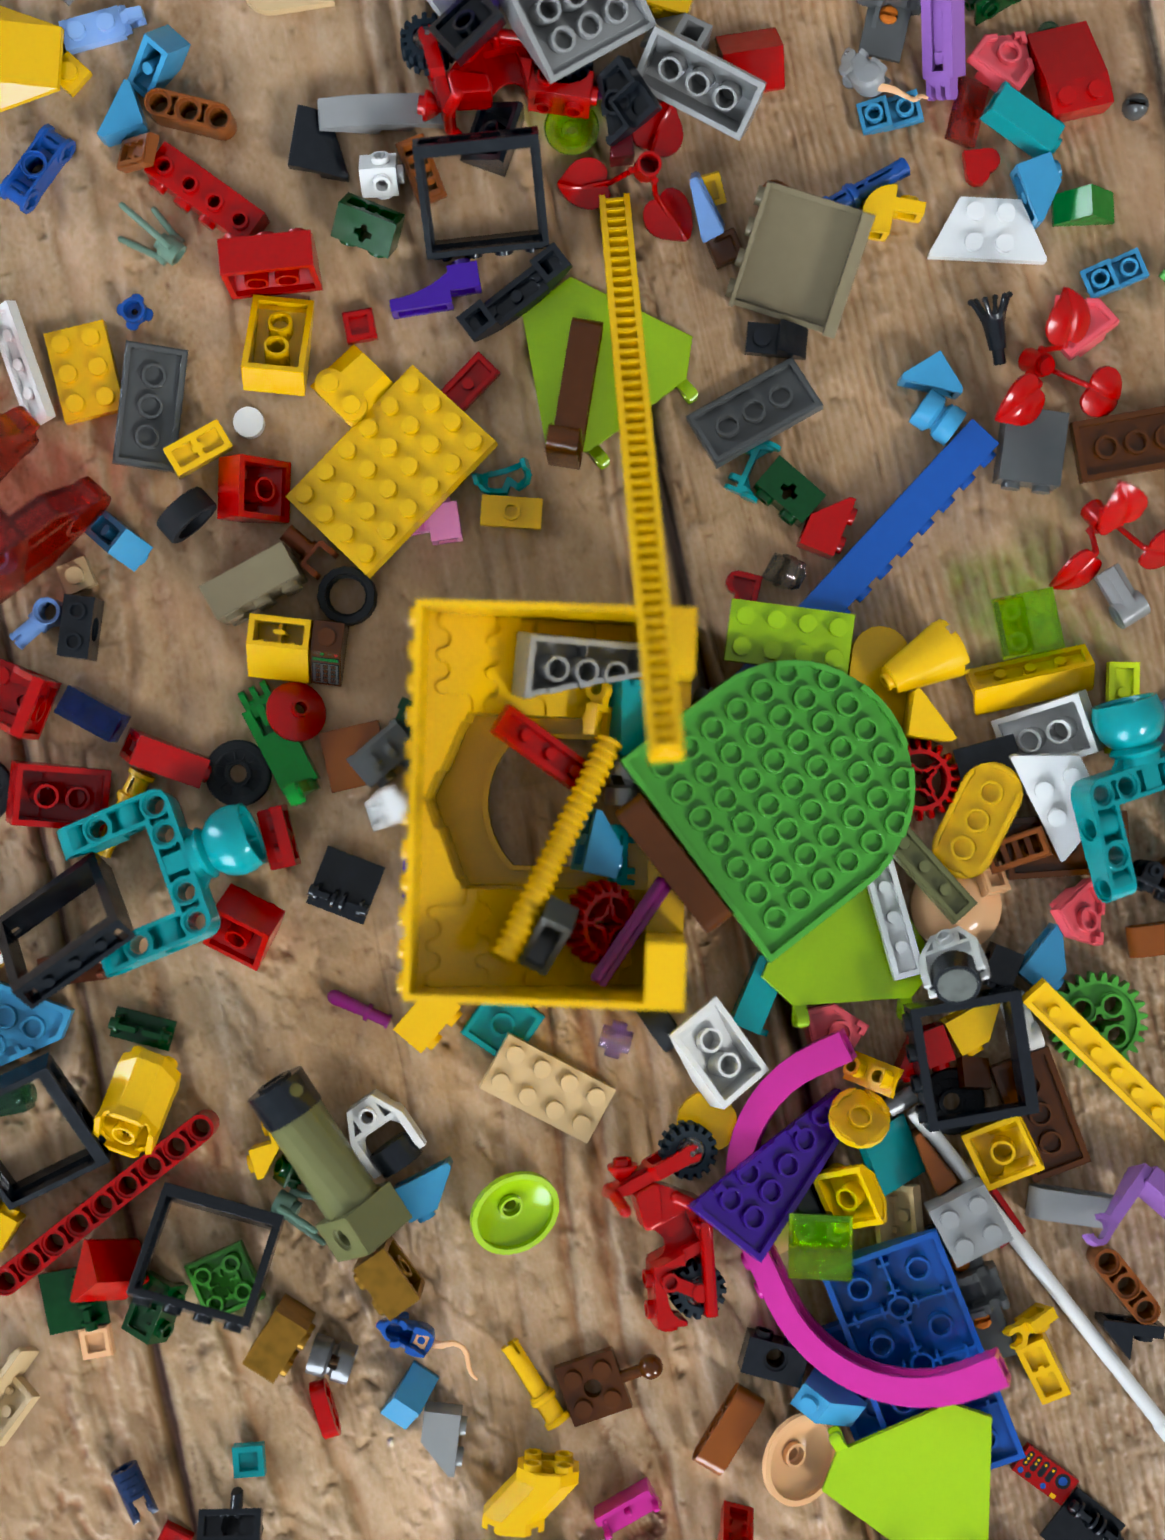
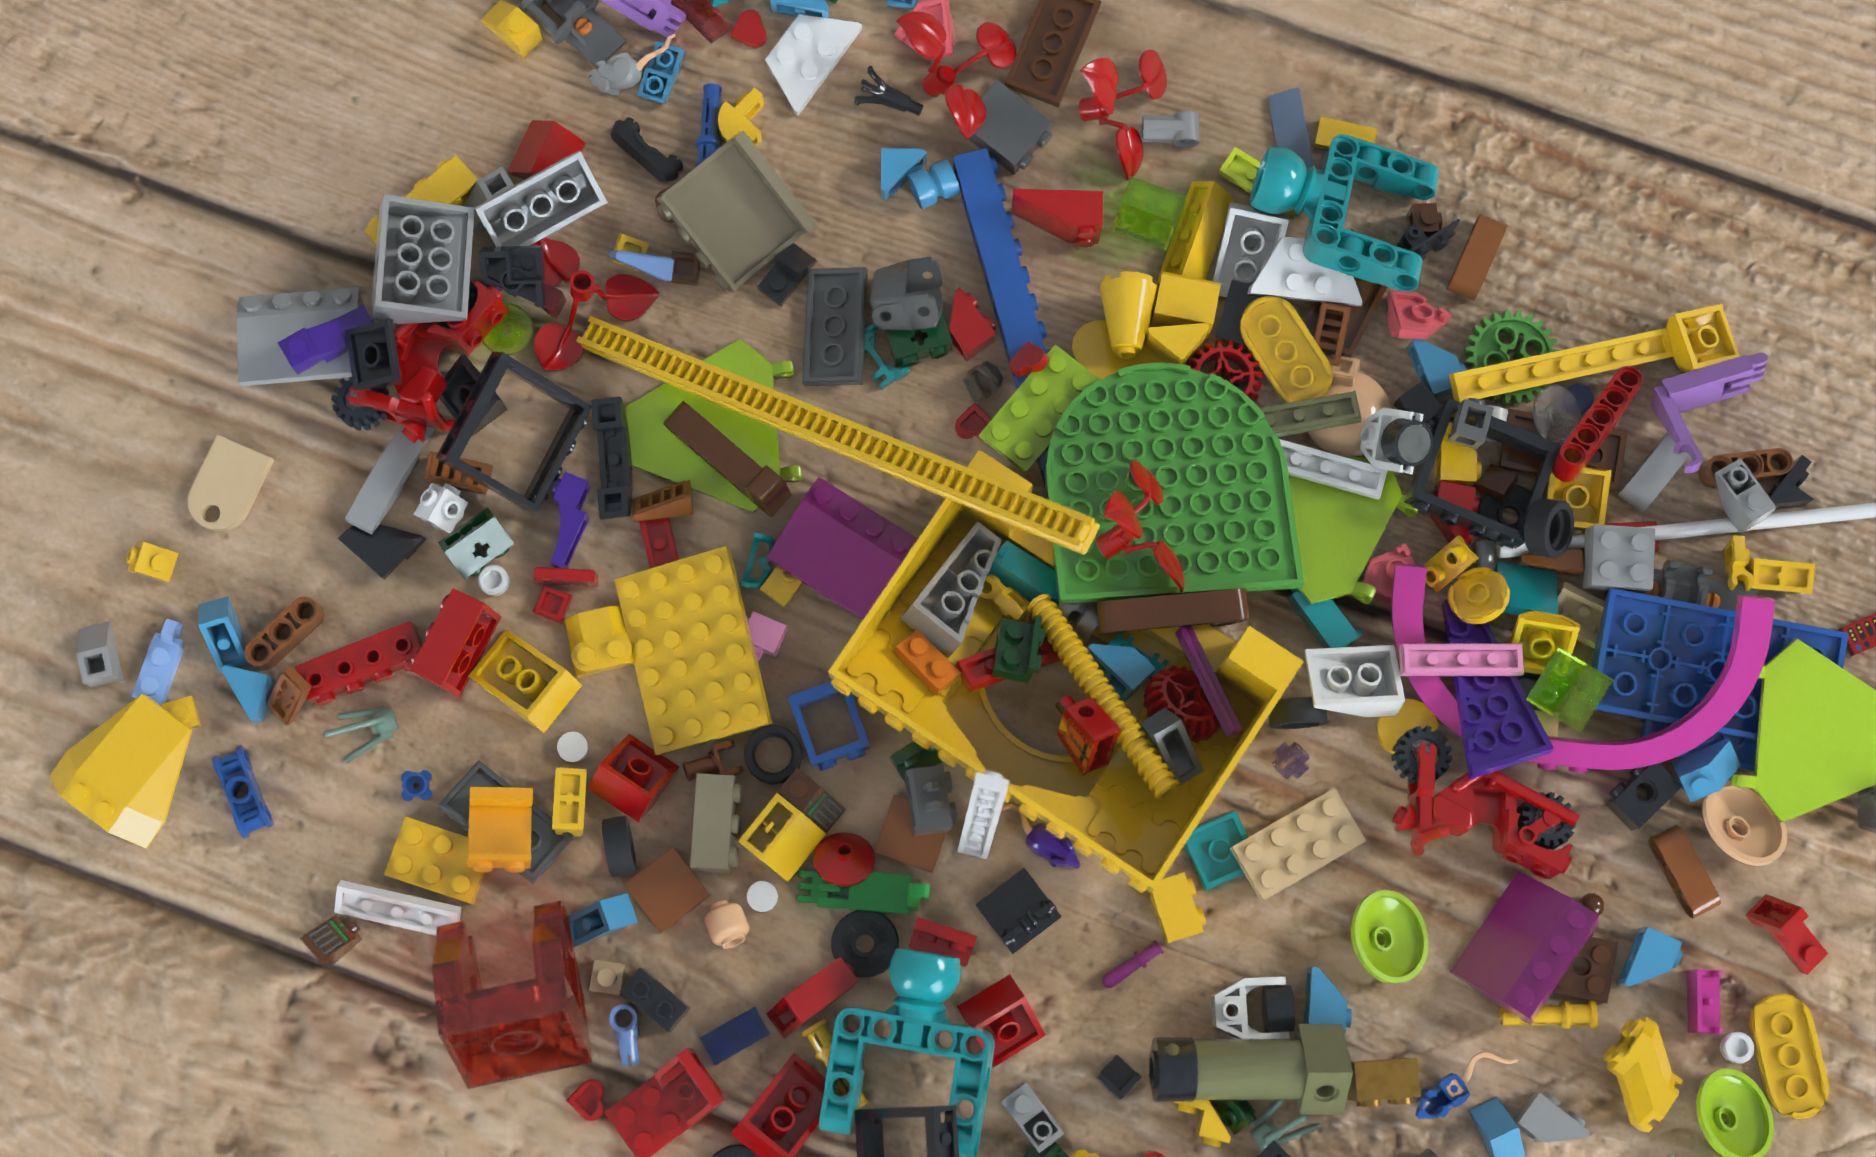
camera: 60 degrees left, 10 degrees down
(136, 406) = (500, 828): none -> light orange panel
(177, 577) = (666, 889): none -> dark orange tile
(179, 1001) = (1032, 1117): none -> light grey slope
(180, 647) = (726, 924): none -> light nougat head
(223, 662) = (762, 896): none -> white tile
(256, 1053) = (1118, 1077): none -> black panel
(348, 262) = (493, 580): none -> white tile
(370, 645) = (828, 759): none -> blue window
(388, 321) = (566, 576): none -> red tile
(493, 678) = (927, 662): none -> orange plate
(508, 367) = (664, 503): none -> dark orange slope
(516, 854) = (1086, 733): none -> red torso
(553, 749) = (1017, 649): none -> dark green bracket
(558, 542) = (841, 548): none -> magenta slope
(578, 1331) = (1525, 946): none -> magenta slope
(634, 1441) = (1649, 957): none -> dark azure slope
(713, 779) = (1120, 536): none -> red plant
(791, 1136) = (1461, 660): none -> bright pink tile
(811, 118) = (627, 137): none -> black piece
(817, 457) = (904, 297): none -> dark grey piece
(825, 599) = (1028, 359): none -> red tile
(957, 1145) = (1549, 528): none -> black tyre
(966, 705) = (1185, 301): none -> yellow slope
(982, 552) = (1067, 214): none -> red slope
(1018, 1029) = (1479, 415): none -> dark grey brick
(1066, 1092) = (1556, 413): none -> clear dish
(1080, 1132) = (1597, 424): none -> red beam
(1093, 1297) = (1742, 496): none -> light grey slope
(1095, 1099) = (1583, 396): none -> clear blue tile

